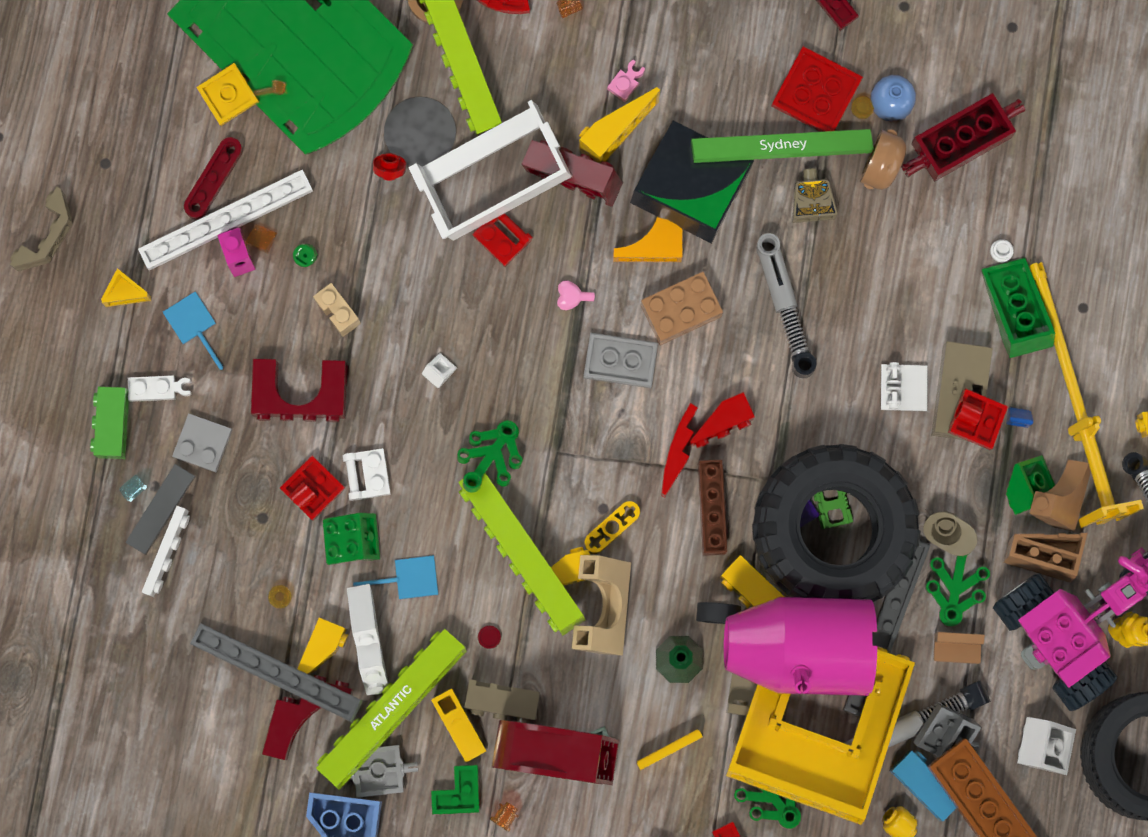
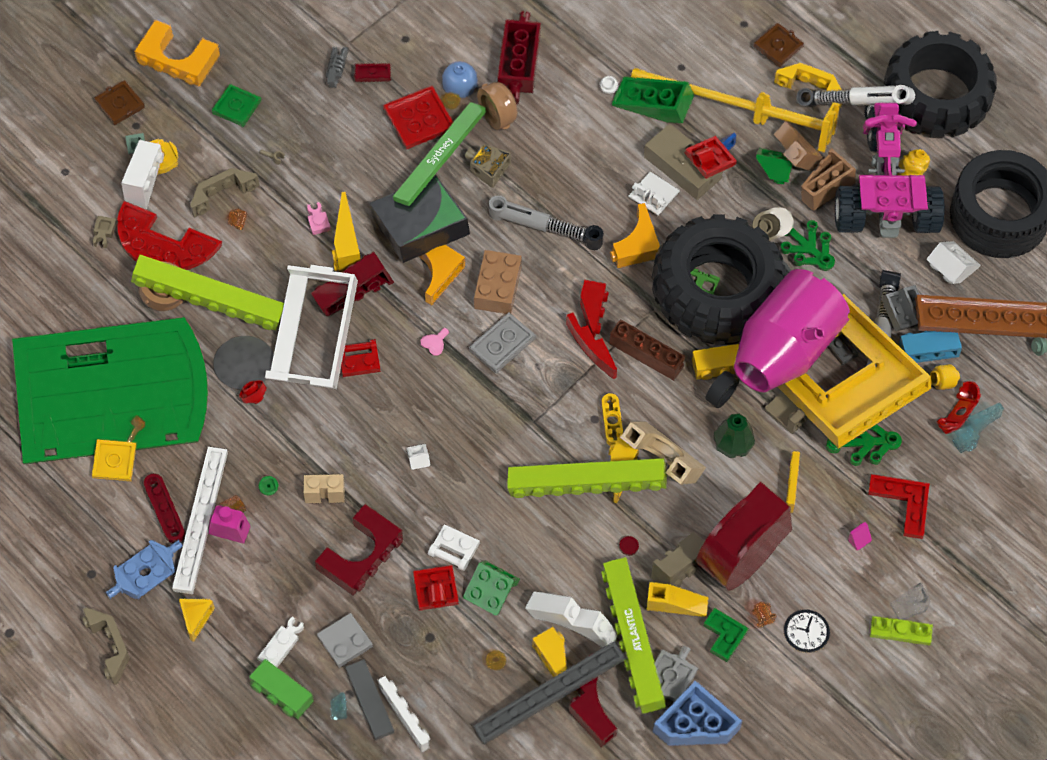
camera: 55 degrees left, 20 degrees down
(124, 198) = (153, 557): none -> medium blue plate
(190, 319) = (250, 591): dark azure piece -> none
(414, 577) = (549, 566): dark azure piece -> none
(491, 454) = (497, 441): green plant -> none
(830, 417) = (639, 245): none -> light orange arch
(958, 647) = (849, 271): medium nougat panel -> none

